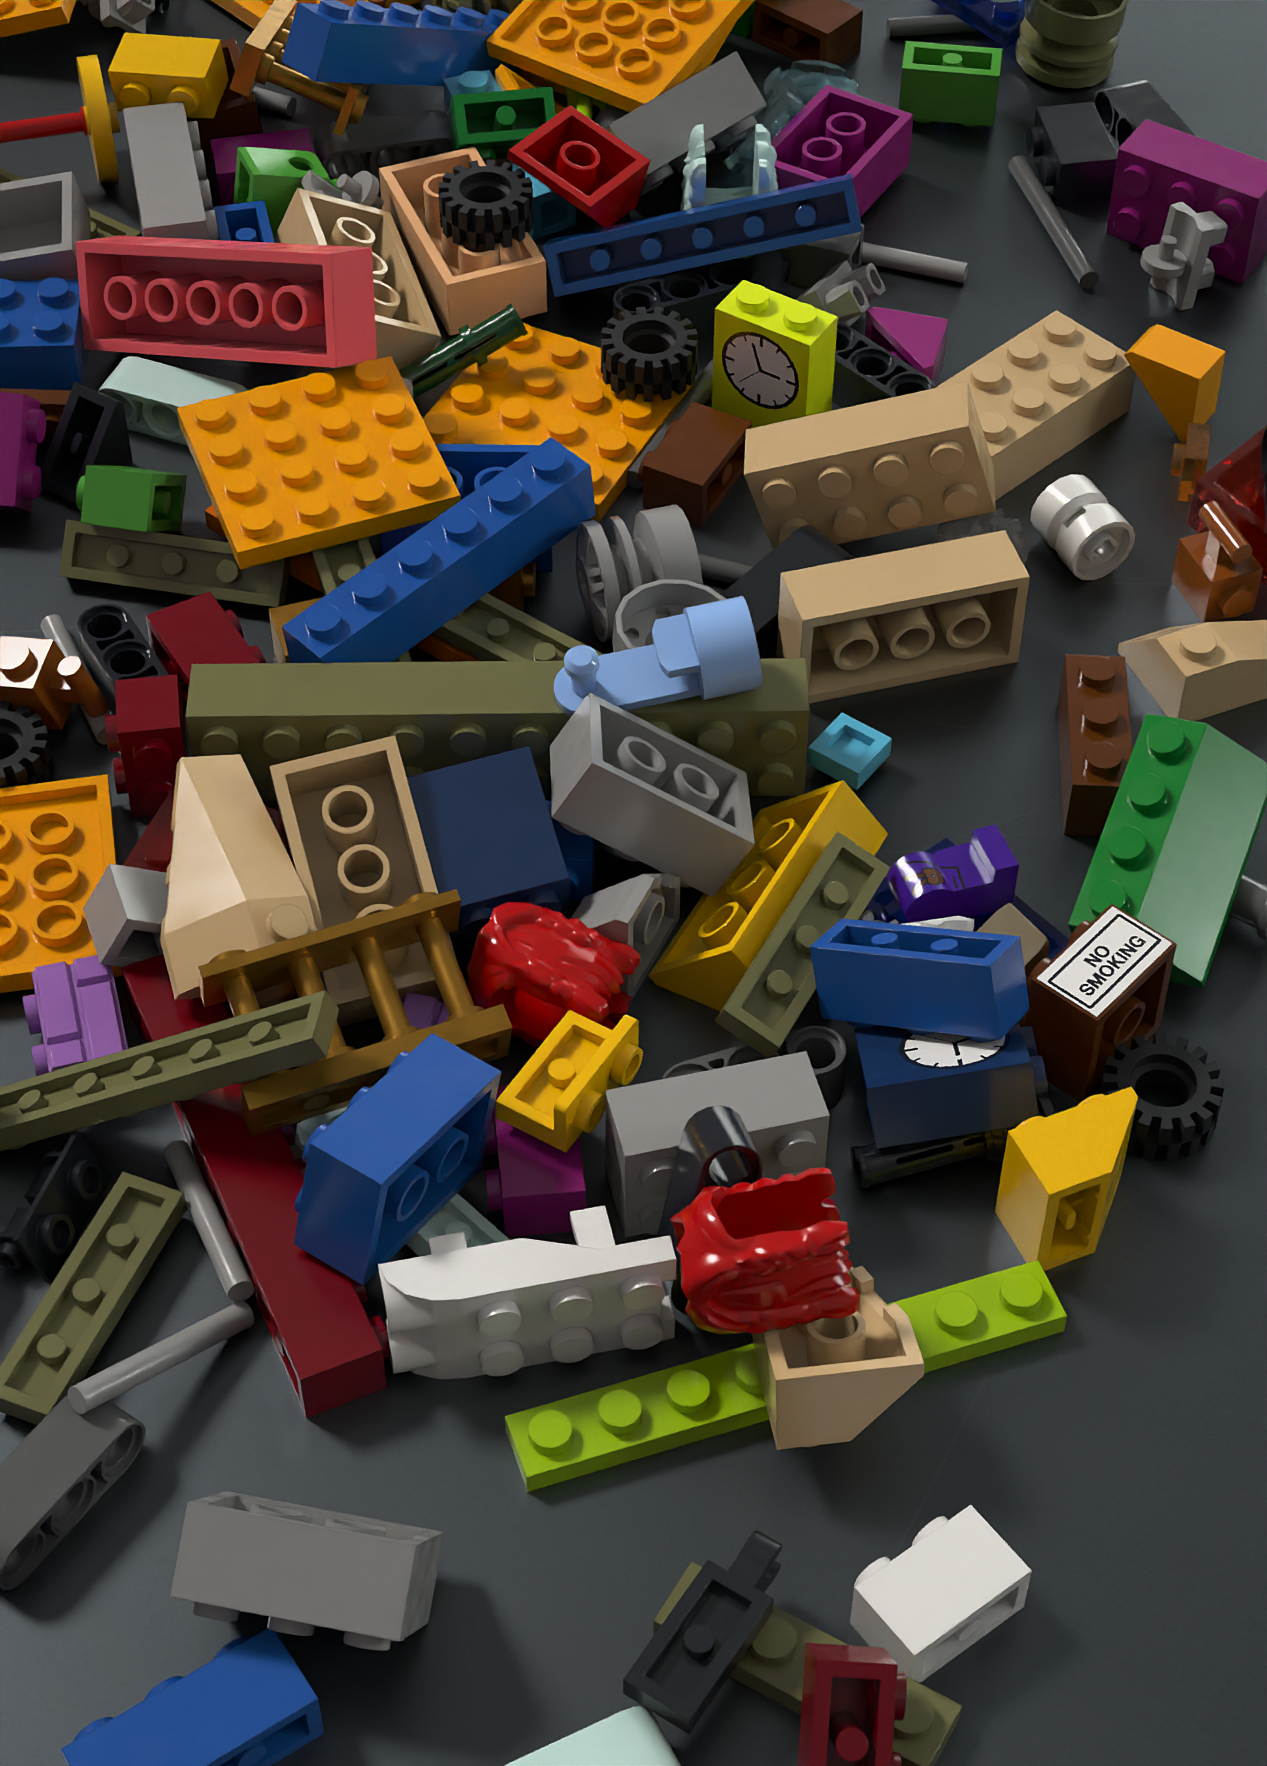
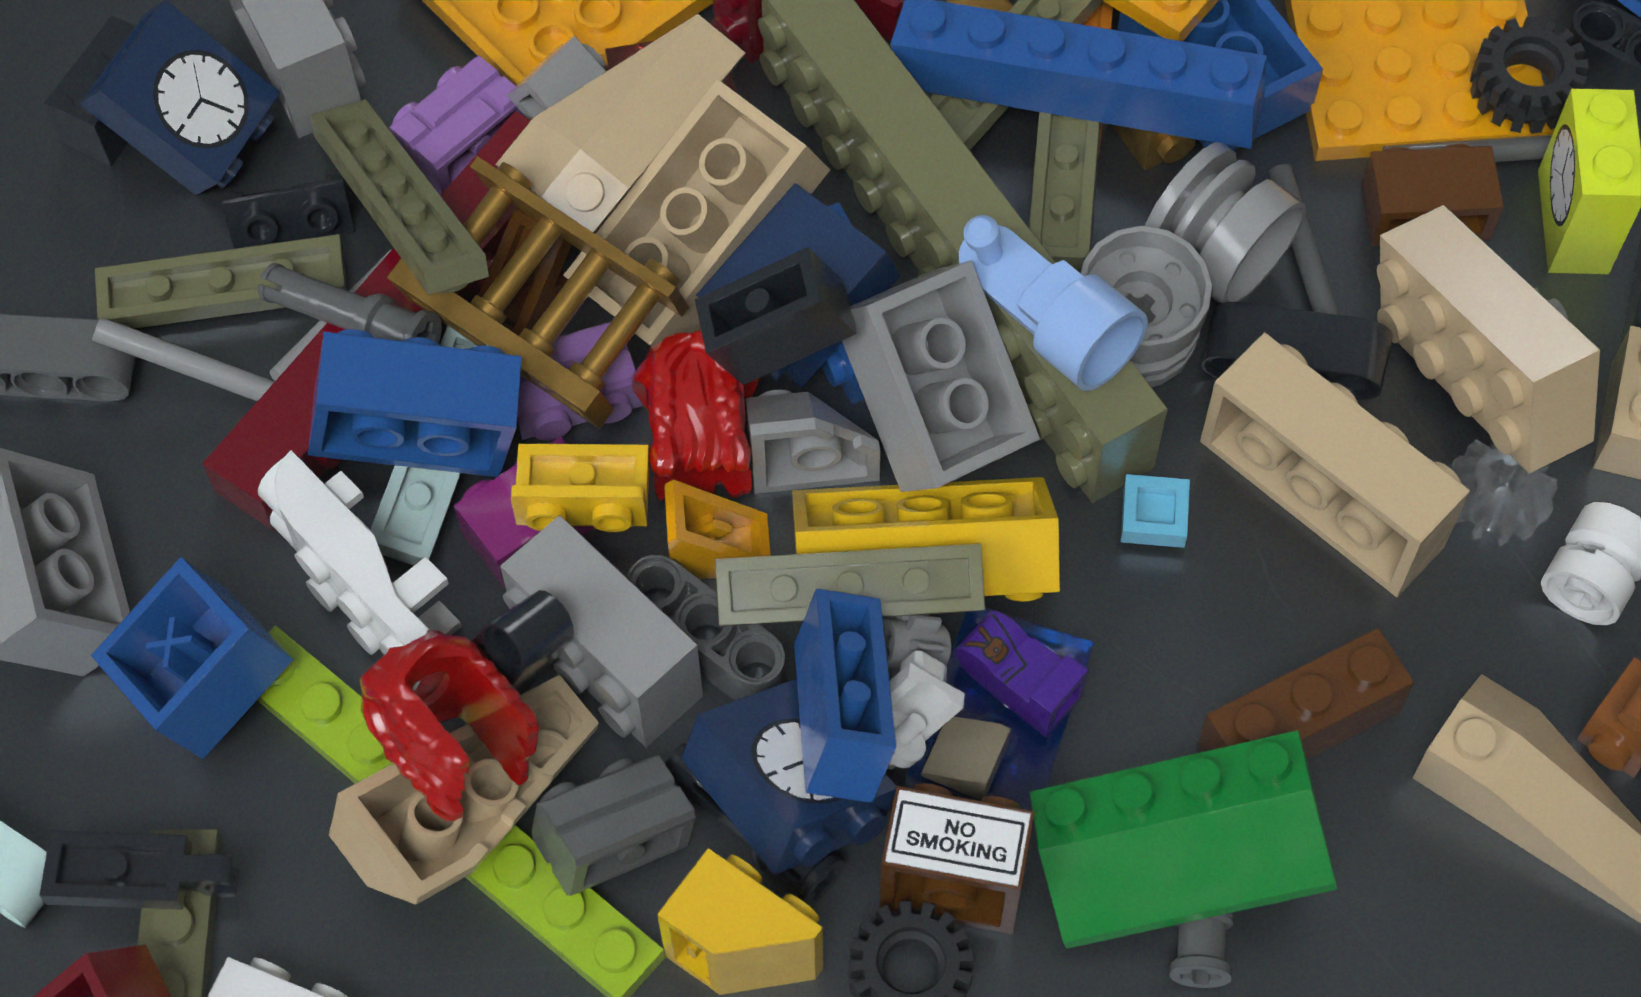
camera: 60 degrees right, 15 degrees up
(271, 1157) = (375, 314): none -> dark grey pin
(512, 1476) = (191, 658): none -> blue brick
(545, 832) = (775, 316): none -> black brick
(665, 1038) = (711, 528): none -> light orange slope
(904, 1228) = (612, 823): none -> dark grey brick

